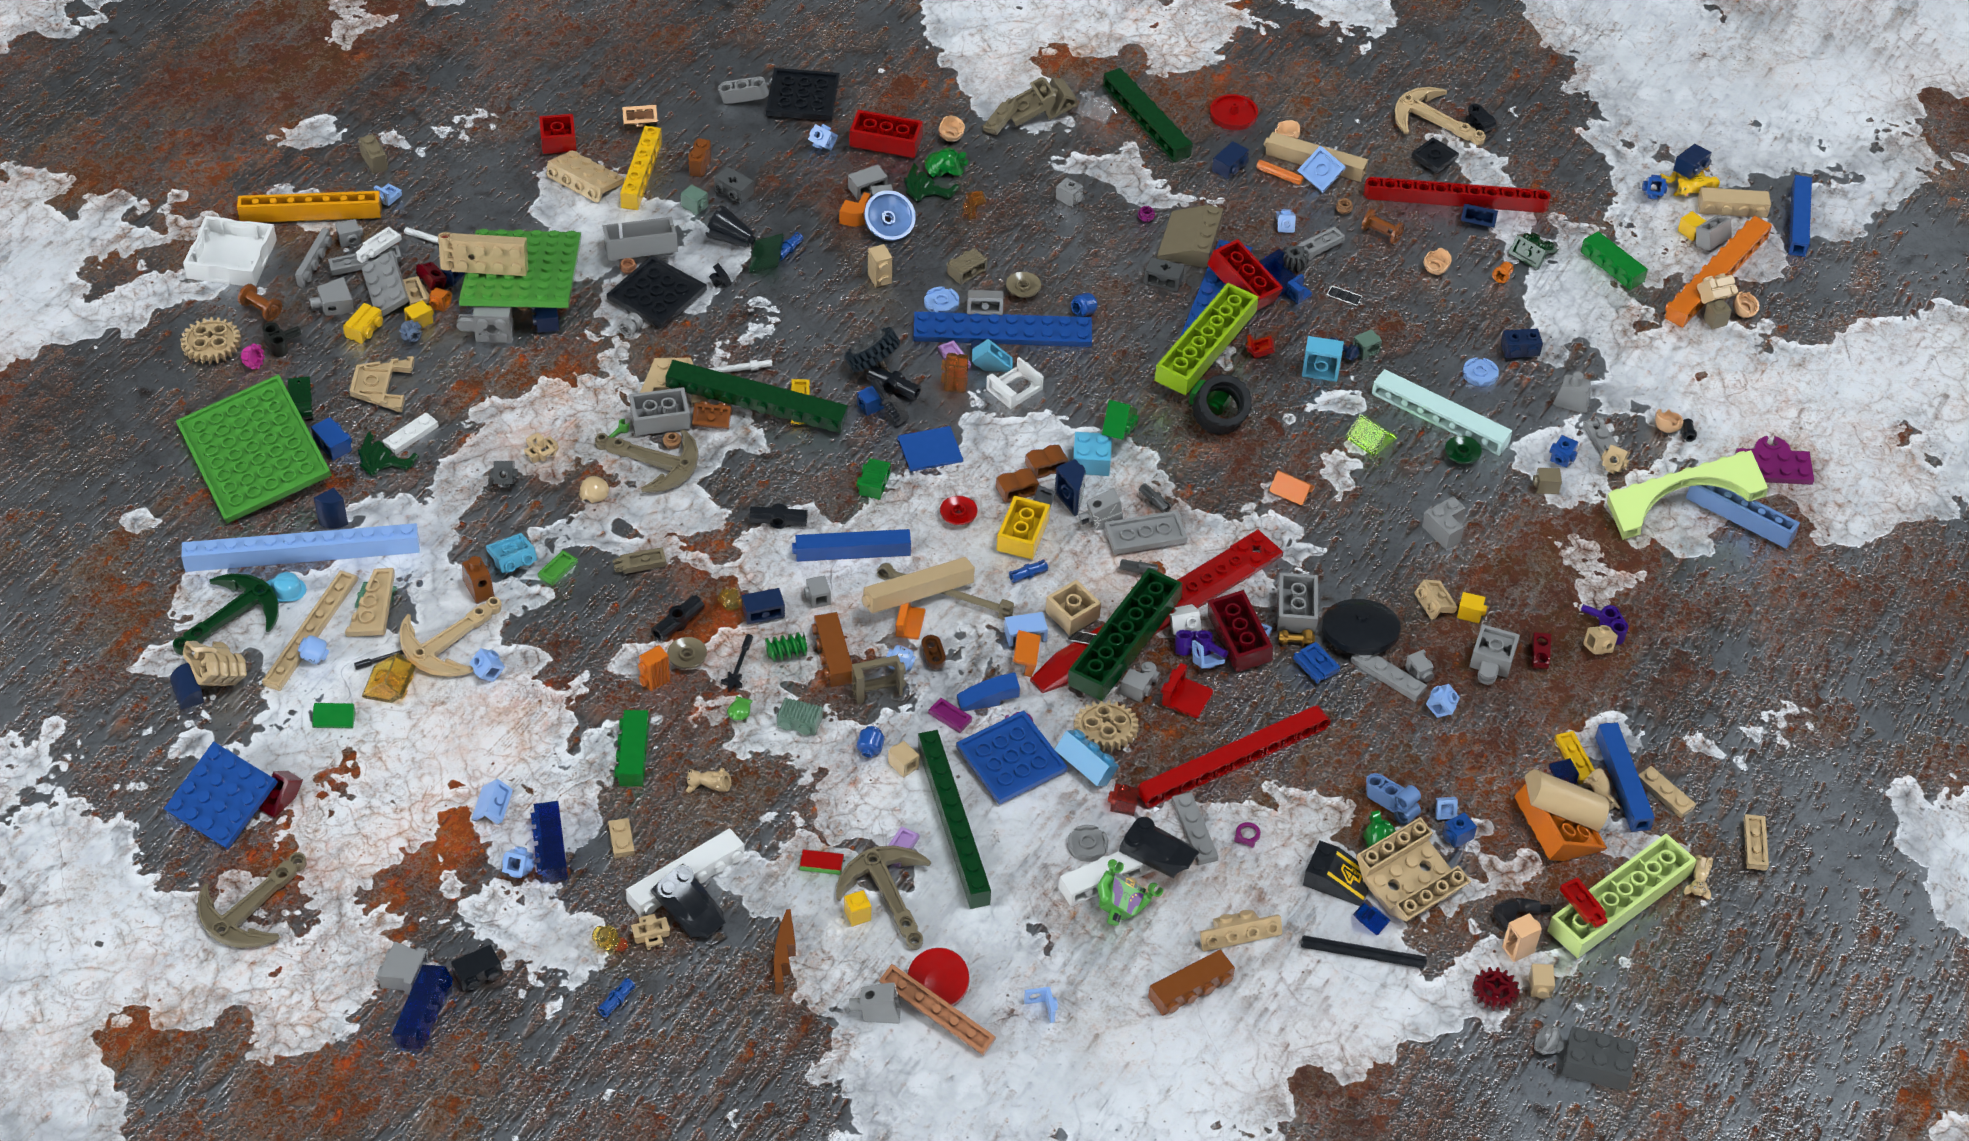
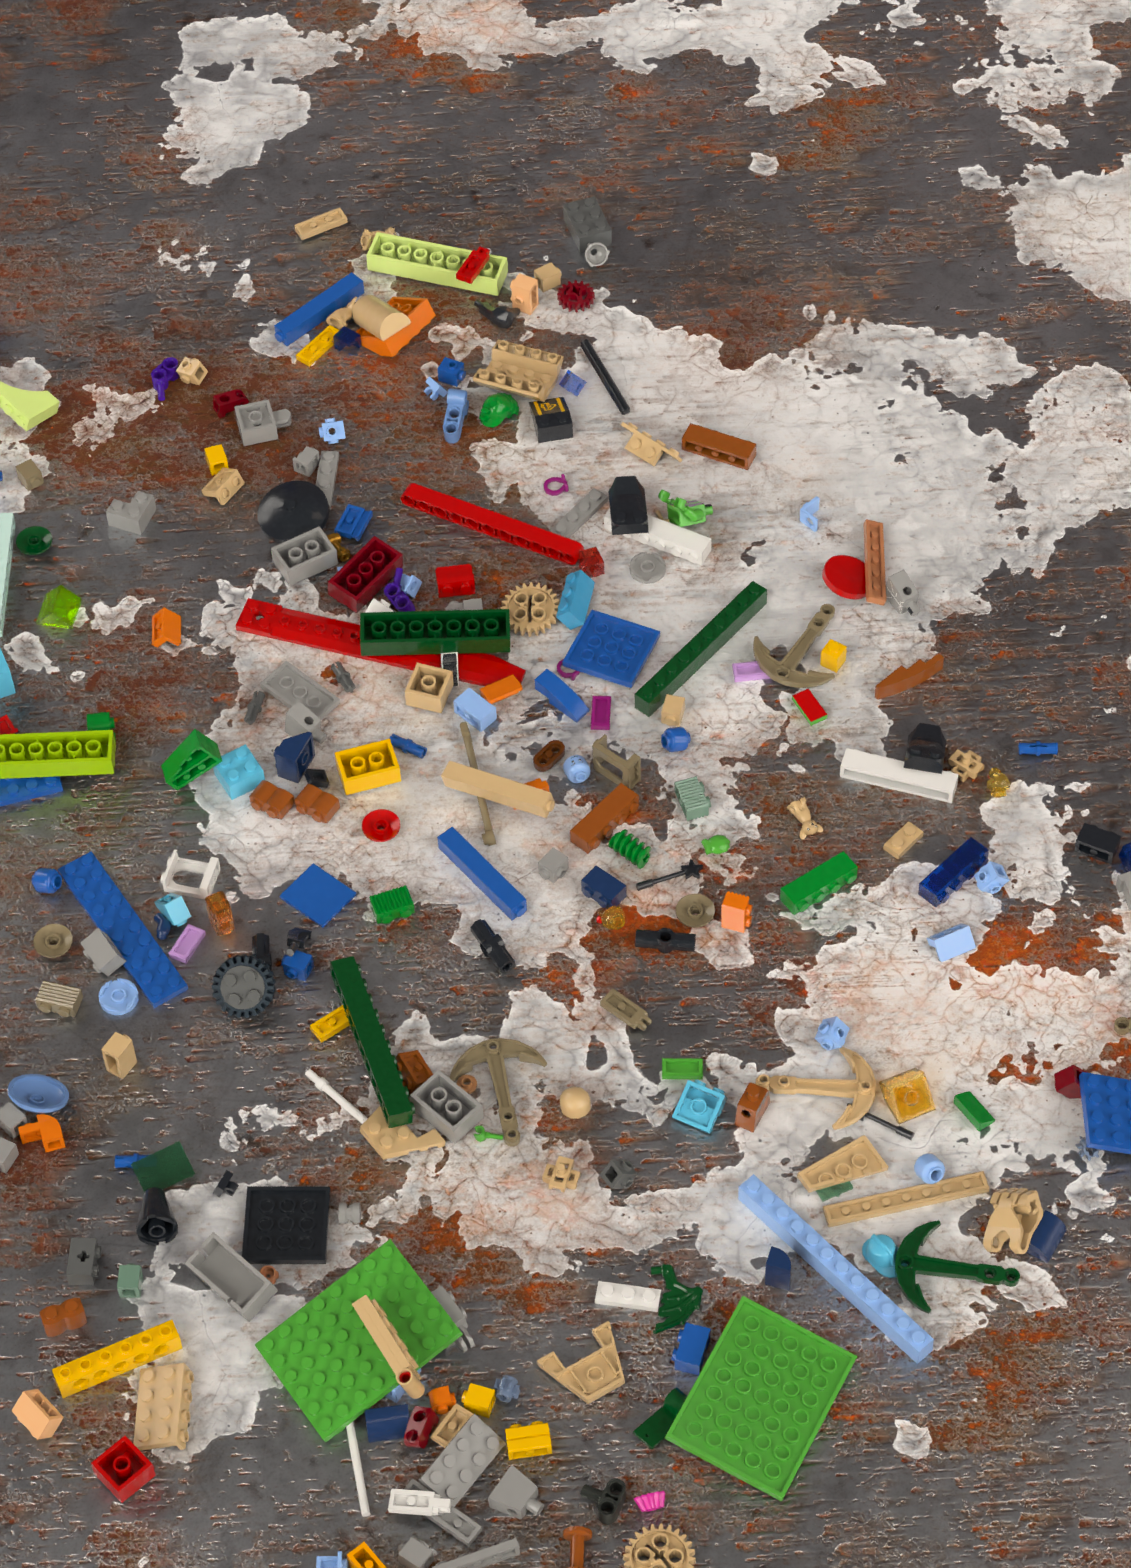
camera: 120 degrees left, 5 degrees up
(1231, 386) = (116, 703): black tyre -> none
(1666, 792) = (311, 285): tan plate -> none

